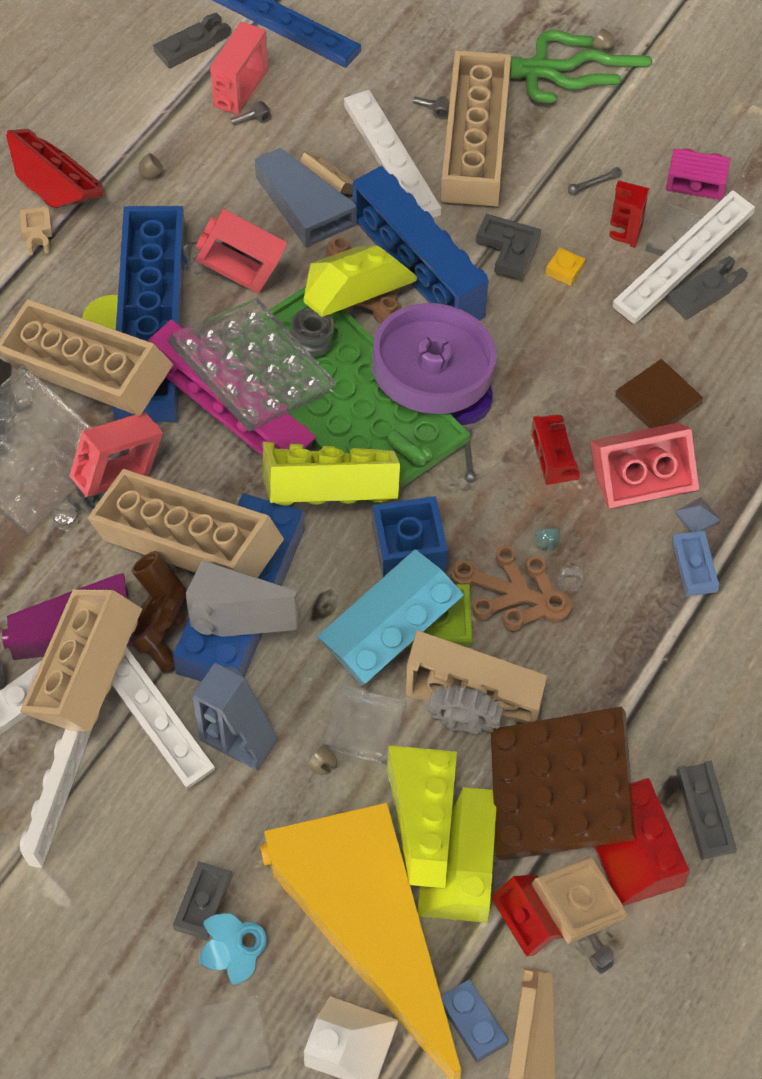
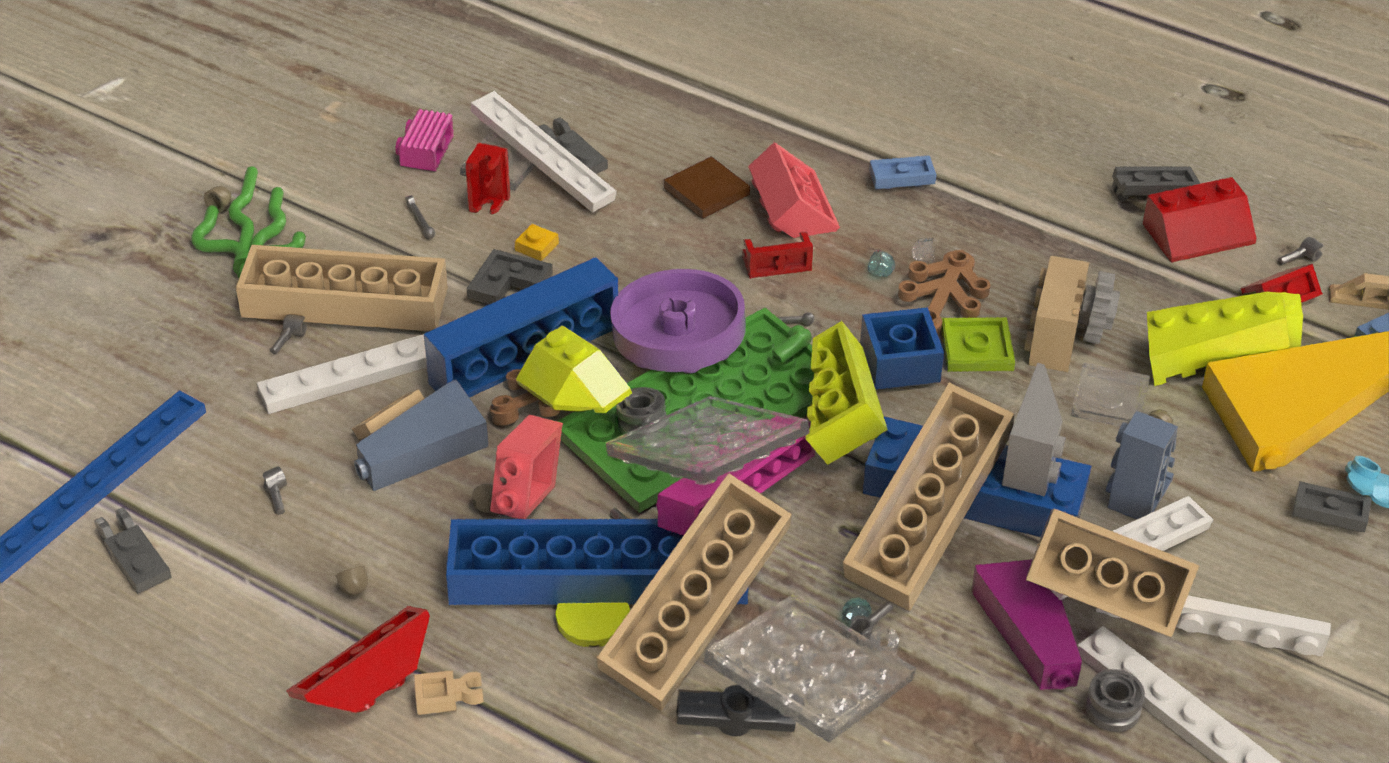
camera: 90 degrees left, 15 degrees down
(91, 466) = (845, 584): coral window -> none
(159, 609) = (1005, 535): reddish brown piece -> none
(239, 68) = (192, 459): coral window -> none
(389, 616) = (1004, 346): medium azure slope -> none
(562, 784) = (1160, 249): reddish brown plate -> none
(579, 900) = (1262, 256): tan plate -> none
(697, 516) = (844, 172): sand blue slope -> none

